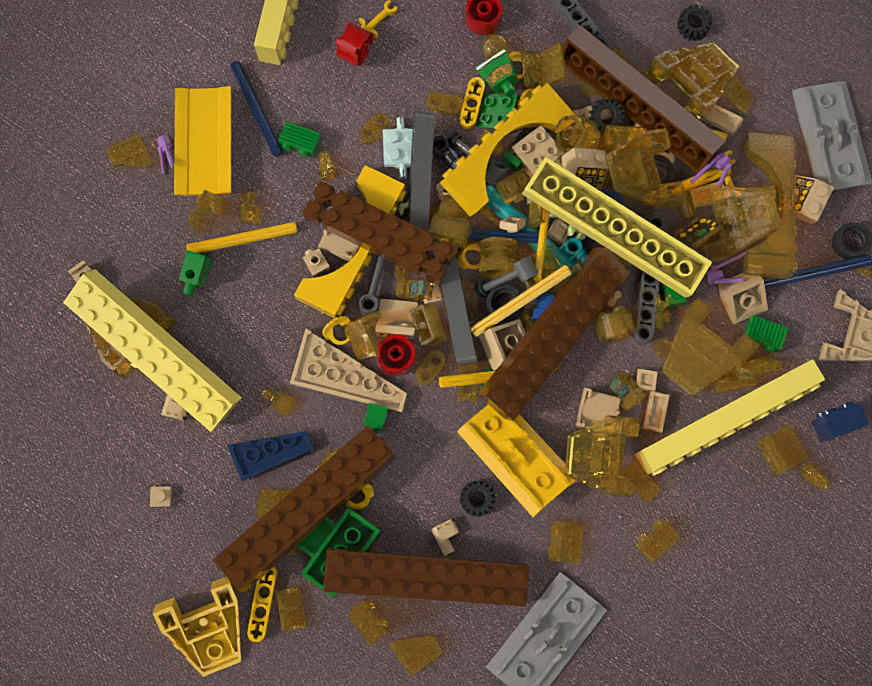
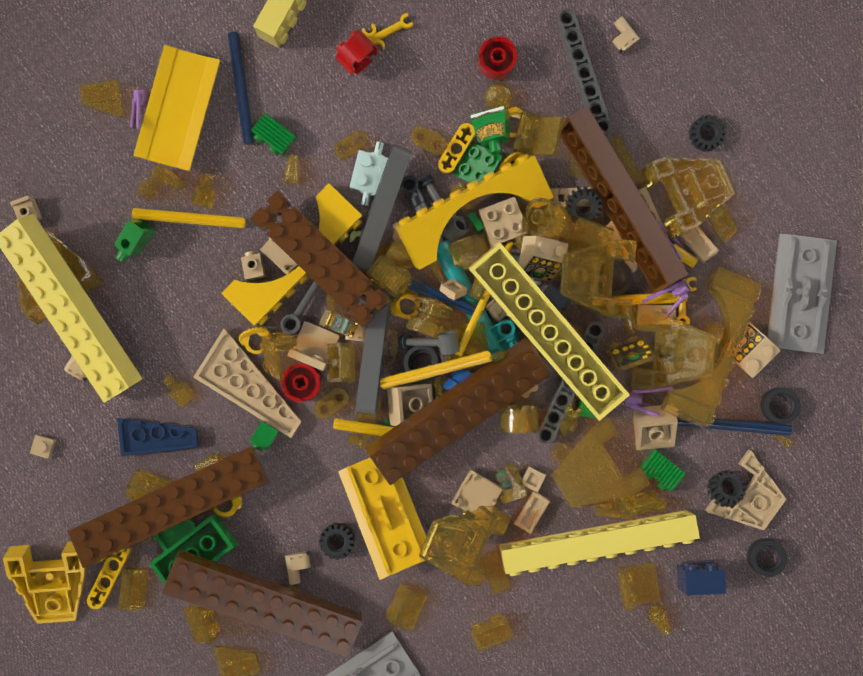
camera: 15 degrees right, 10 degrees up
(836, 324) = (717, 492): none -> black tyre

